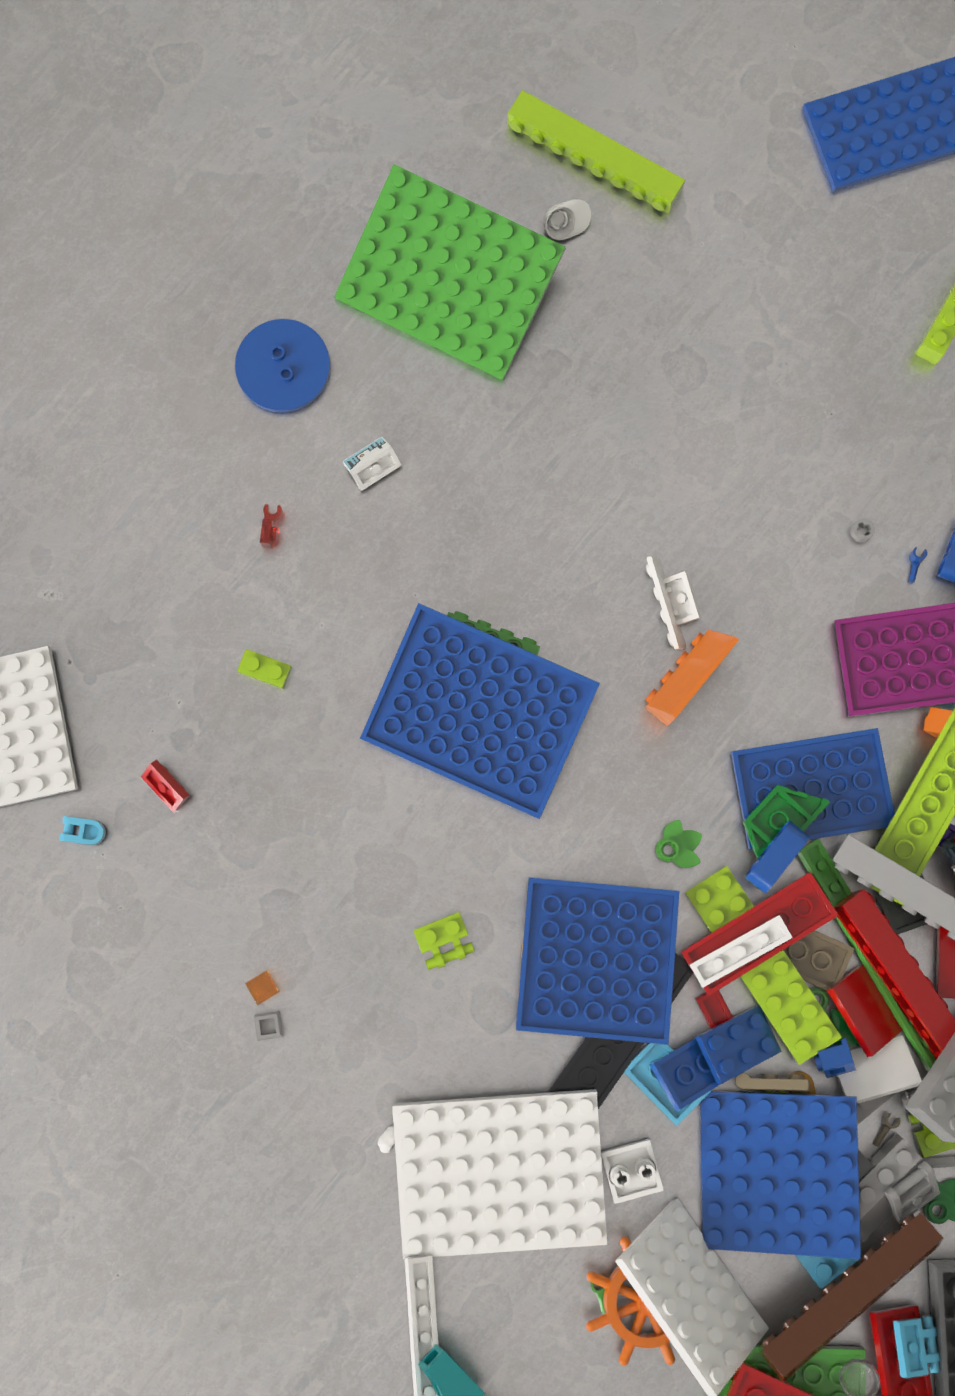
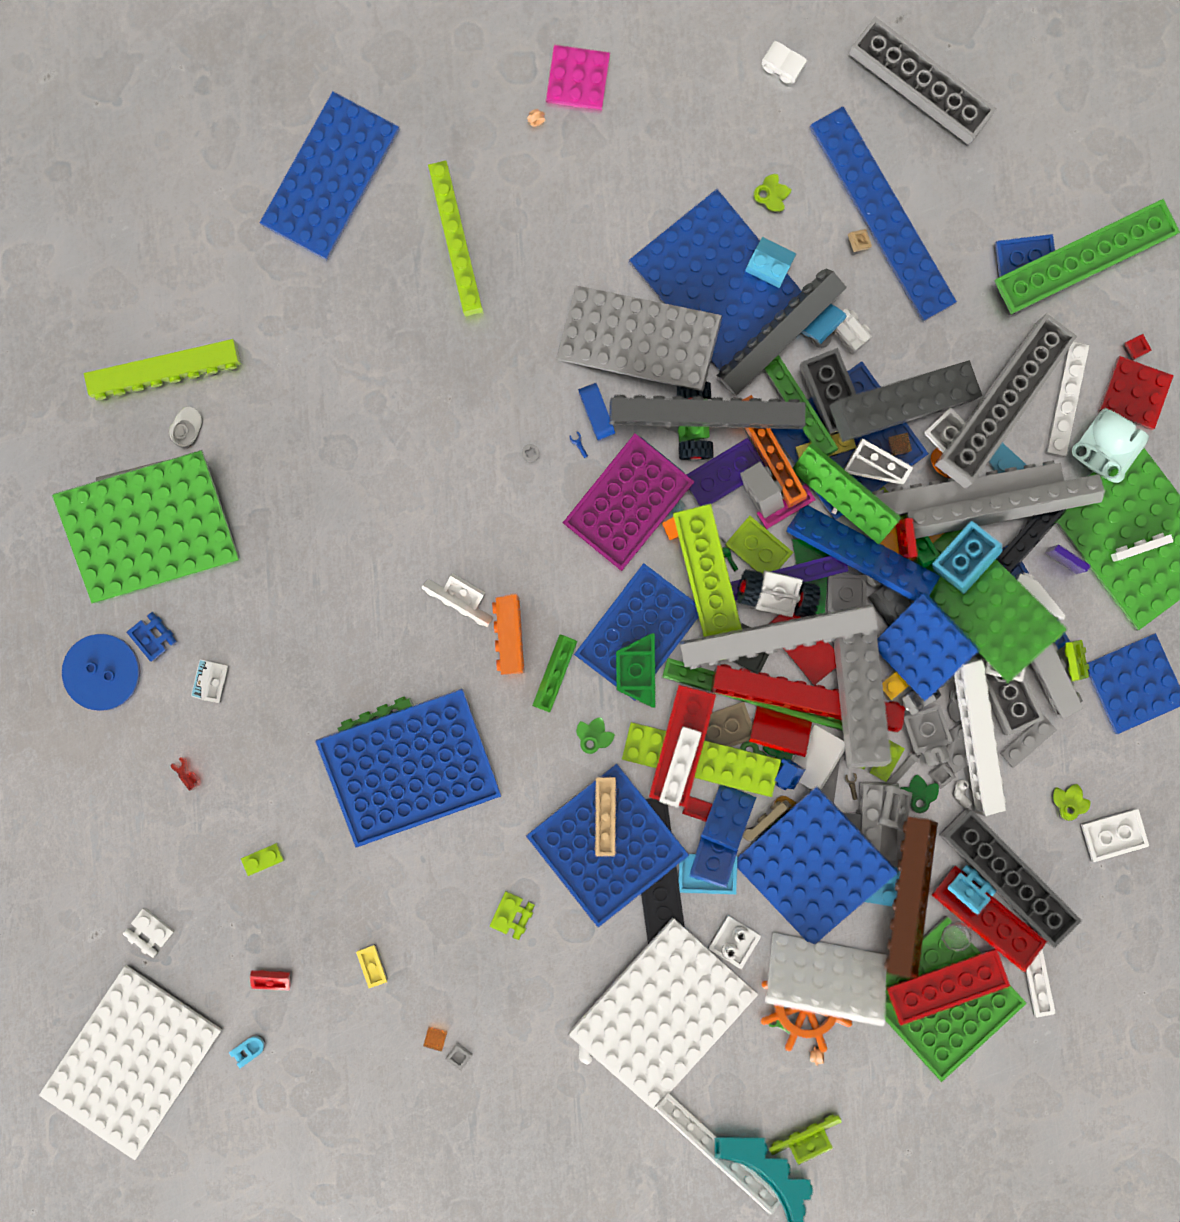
camera: 45 degrees left, 5 degrees up
(106, 637) = (151, 927): none -> white plate
(269, 862) = (371, 966): none -> light yellow plate
(351, 376) = (146, 639): none -> blue plate
(609, 1361) = (817, 1056): none -> light nougat plate
(623, 930) = (605, 816): none -> tan plate
(697, 752) = (554, 673): none -> bright green plate
(777, 856) = (652, 693): blue beam -> none

